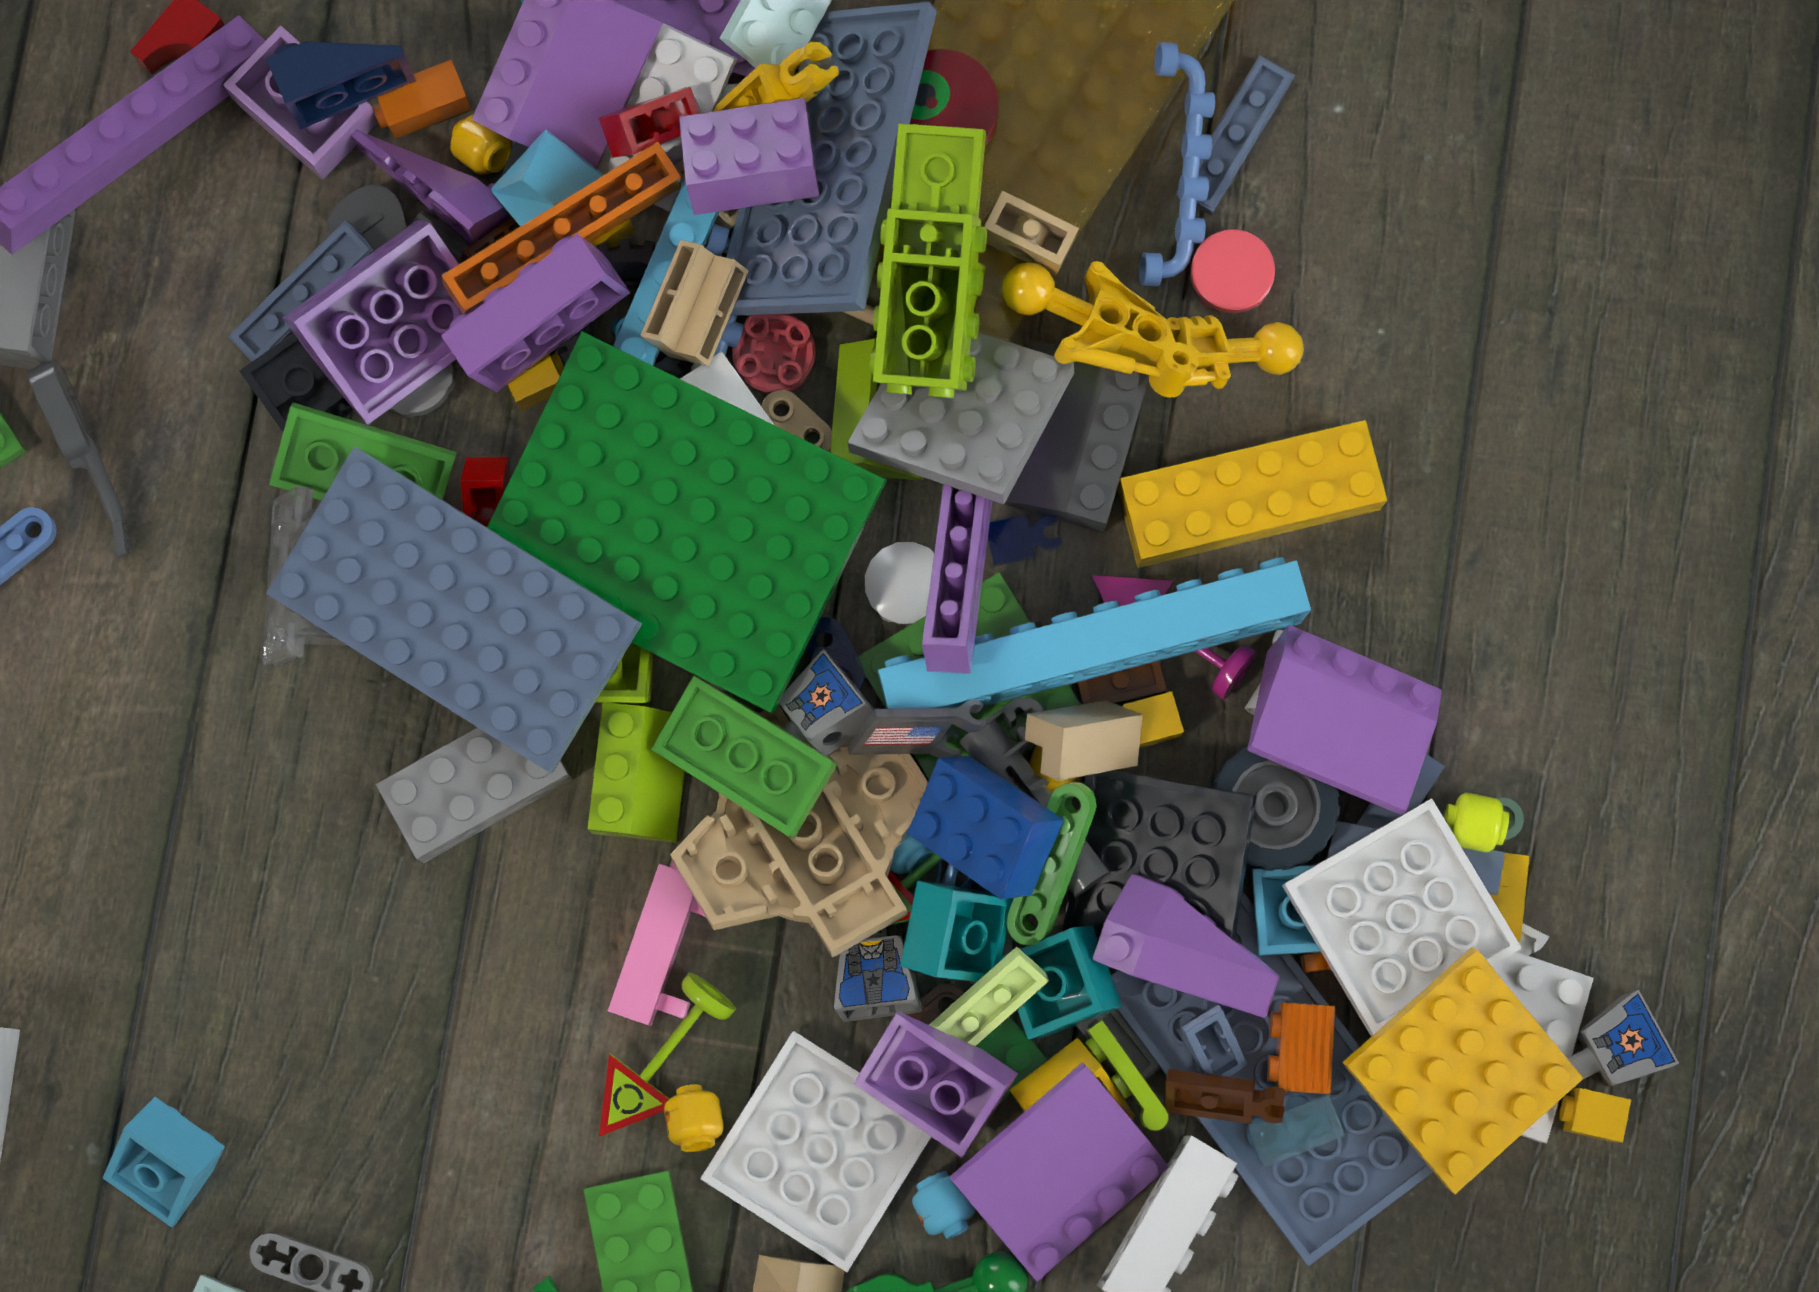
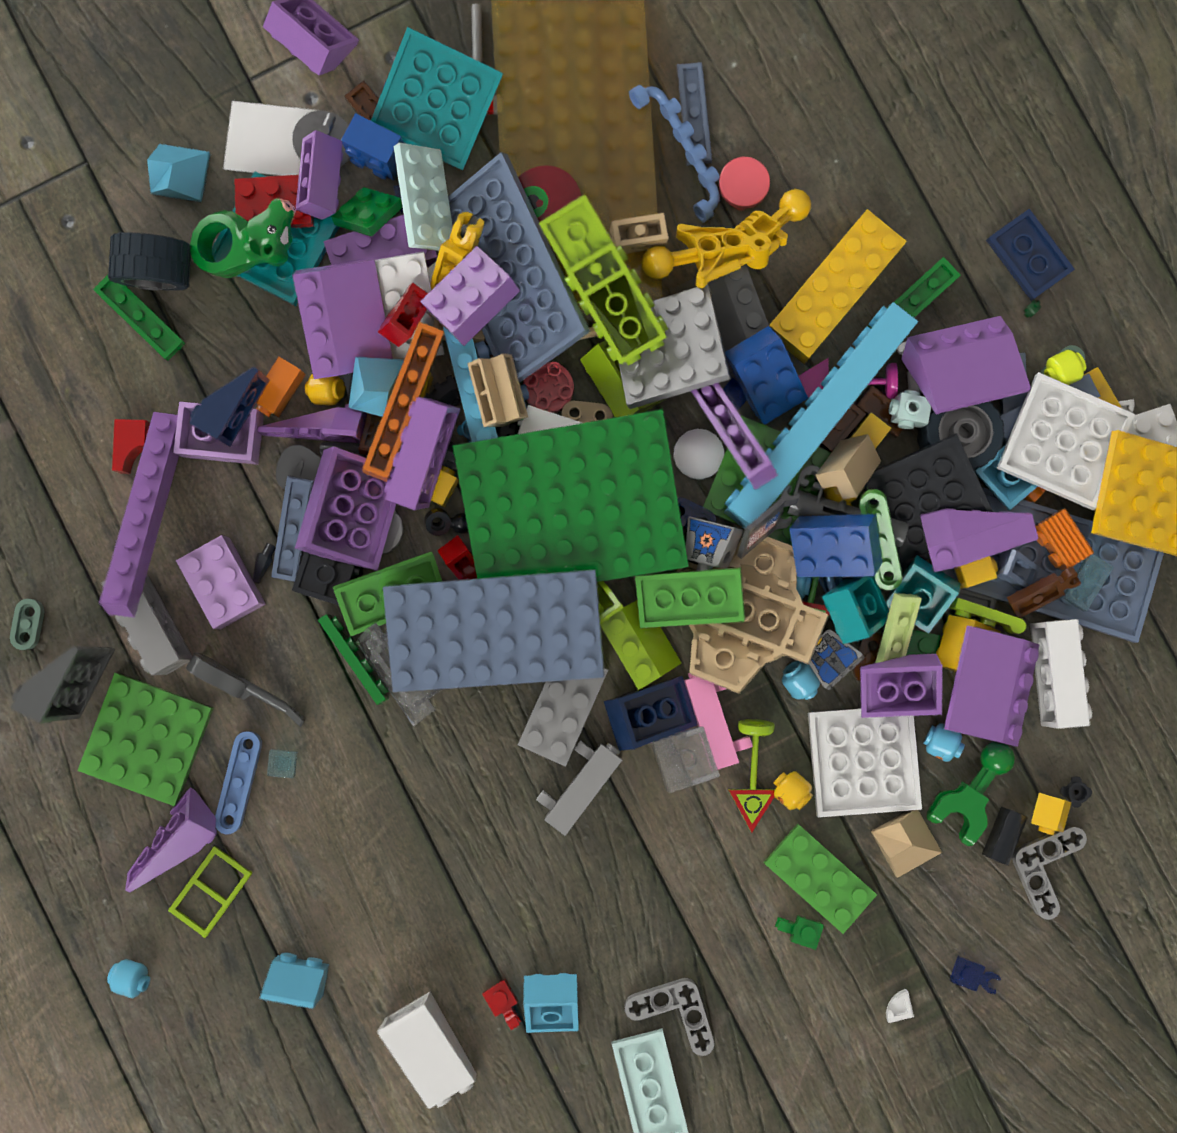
camera: 35 degrees left, 5 degrees up
(57, 587) = (282, 763): none -> clear light blue plate
(102, 1108) = (501, 1000): none -> red plate
(158, 295) = (220, 582): none -> lavender brick
(232, 309) = (262, 562): none -> black bar
(252, 536) = (349, 649): none -> green plate
(419, 908) = (583, 788): none -> light grey brick
(499, 433) = (458, 522): none -> black plate
(580, 967) = (685, 759): none -> clear slope
(582, 875) = (650, 713): none -> dark blue slope
(812, 979) = (800, 680): none -> medium azure head
(1064, 539) = (766, 375): none -> blue brick
(1155, 1004) = (976, 572): none -> yellow brick
(1196, 705) = (878, 404): none -> reddish brown plate
(1213, 736) = (910, 410): none -> light aqua brick
(1367, 586) = (927, 288): none -> green plate
(1499, 715) = (1032, 308): none -> dark green piece
(1548, 641) = (1030, 254): none -> dark blue plate

